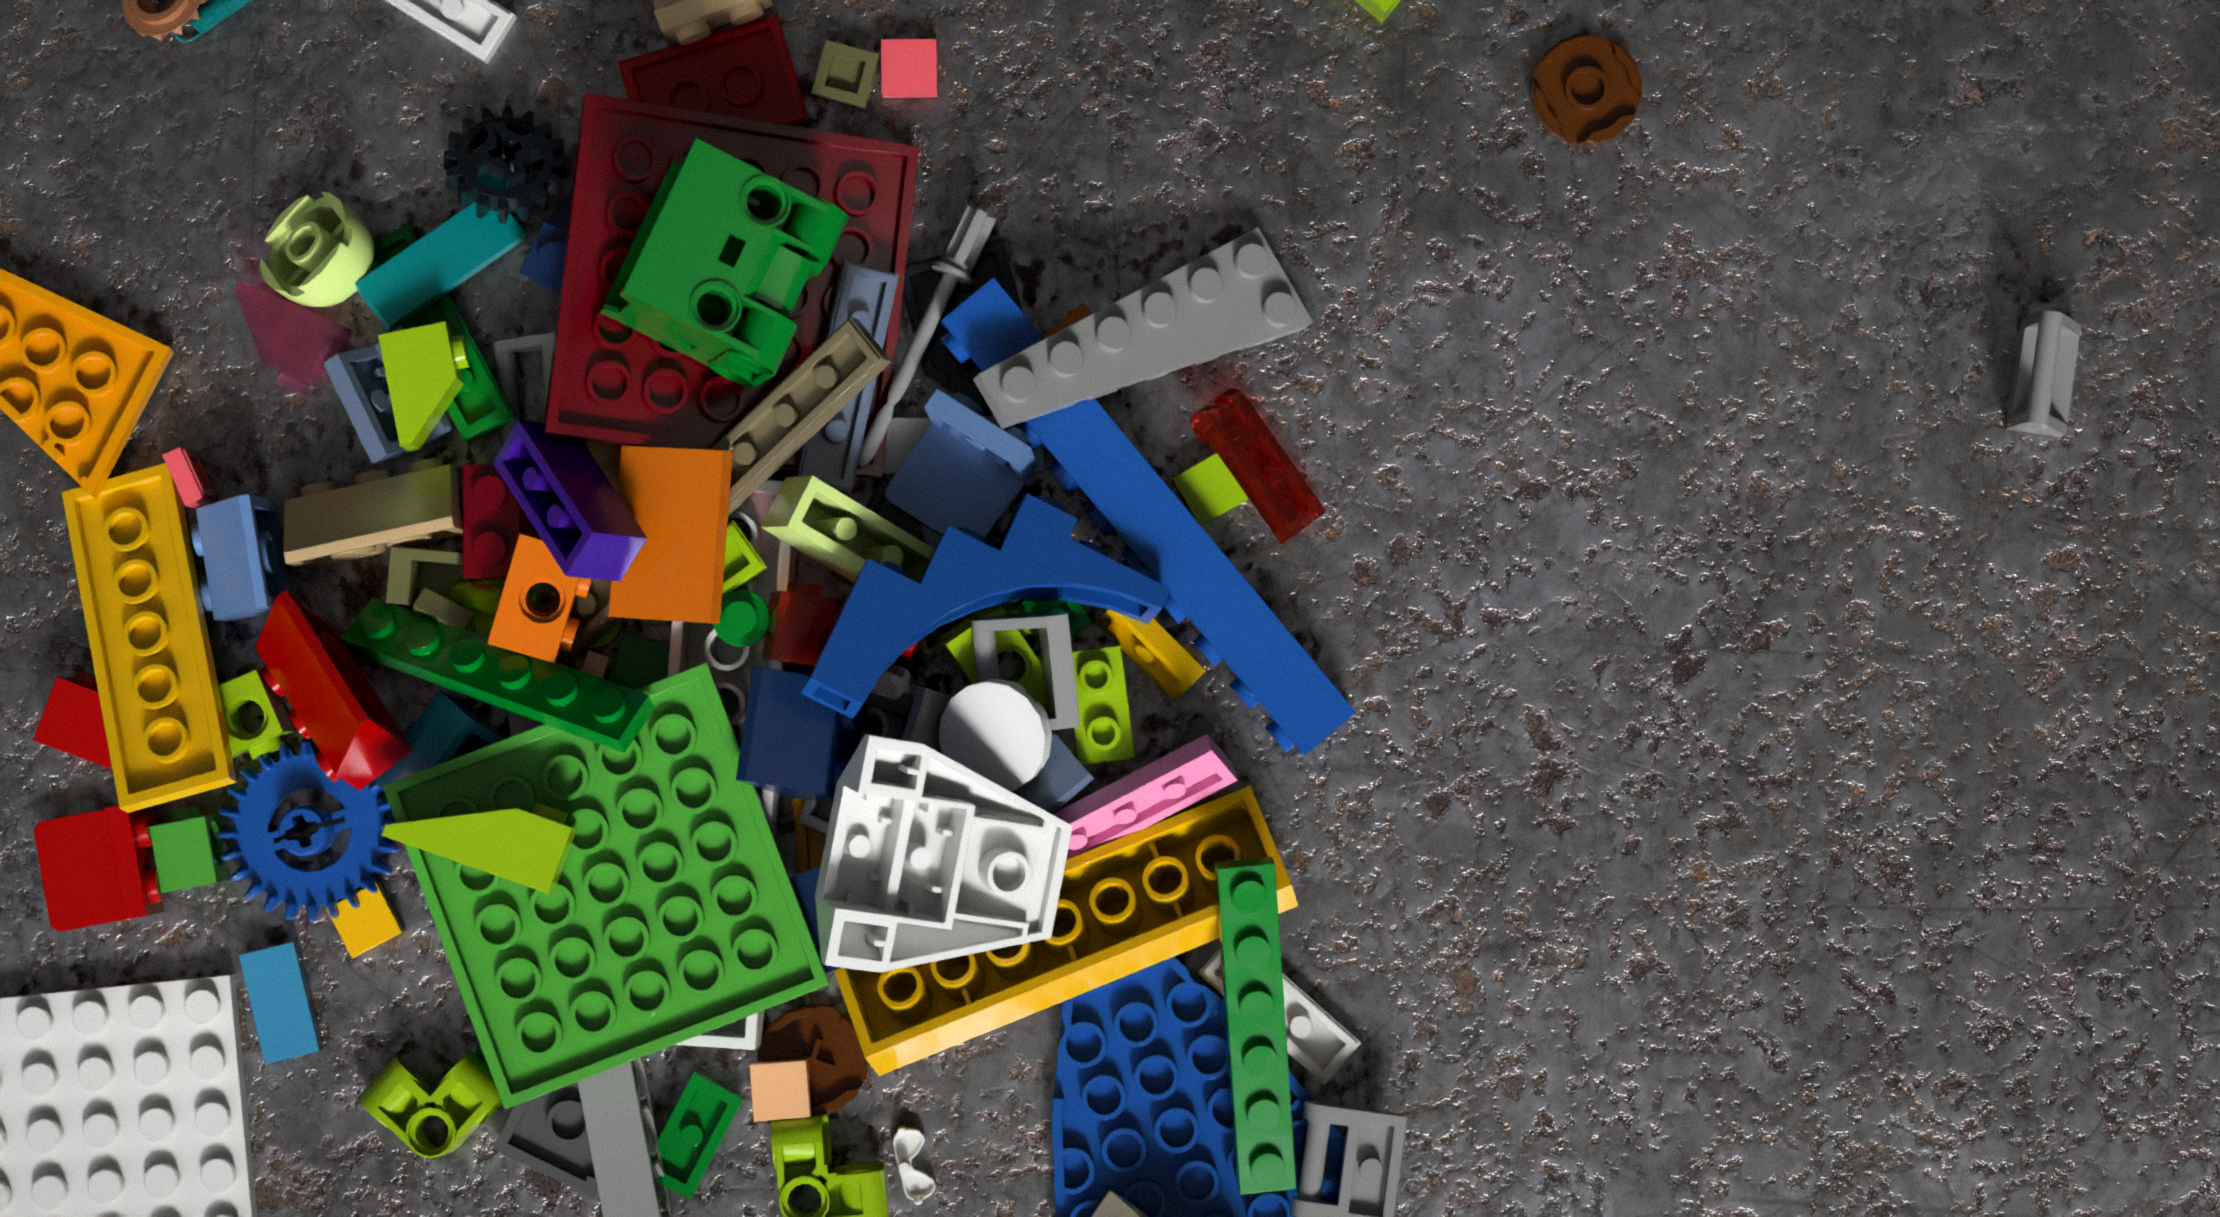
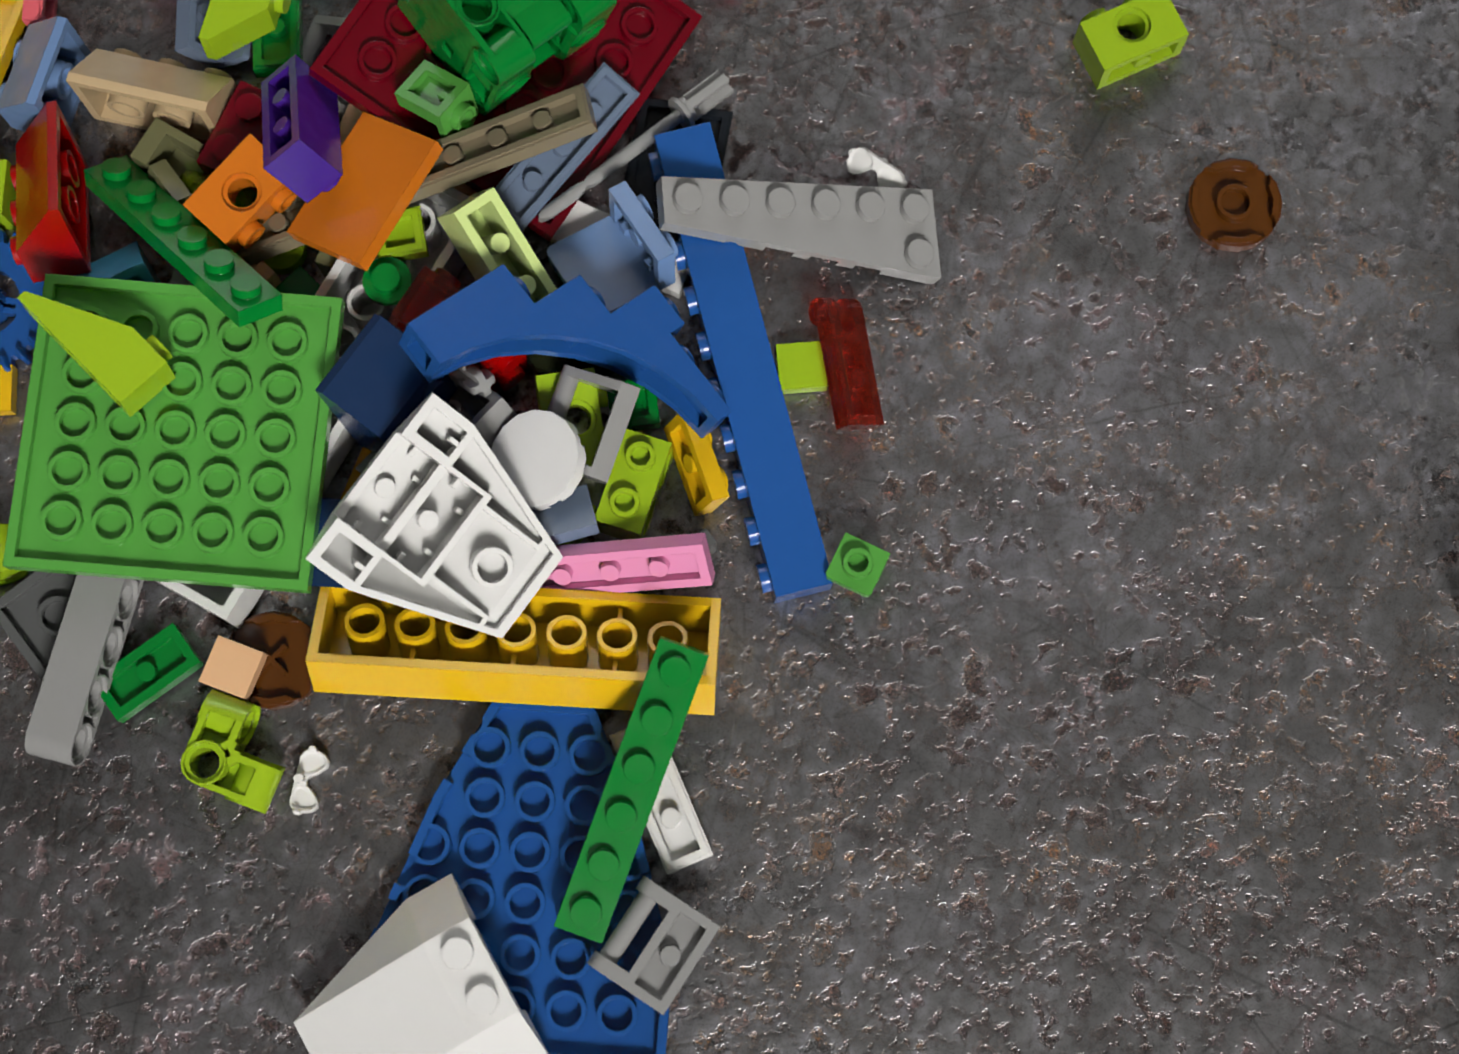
camera: 25 degrees right, 10 degrees down
(698, 397) = (438, 98): none -> bright green bracket
(1169, 227) = (862, 160): none -> white piece
(1371, 683) = (857, 565): none -> bright green bracket

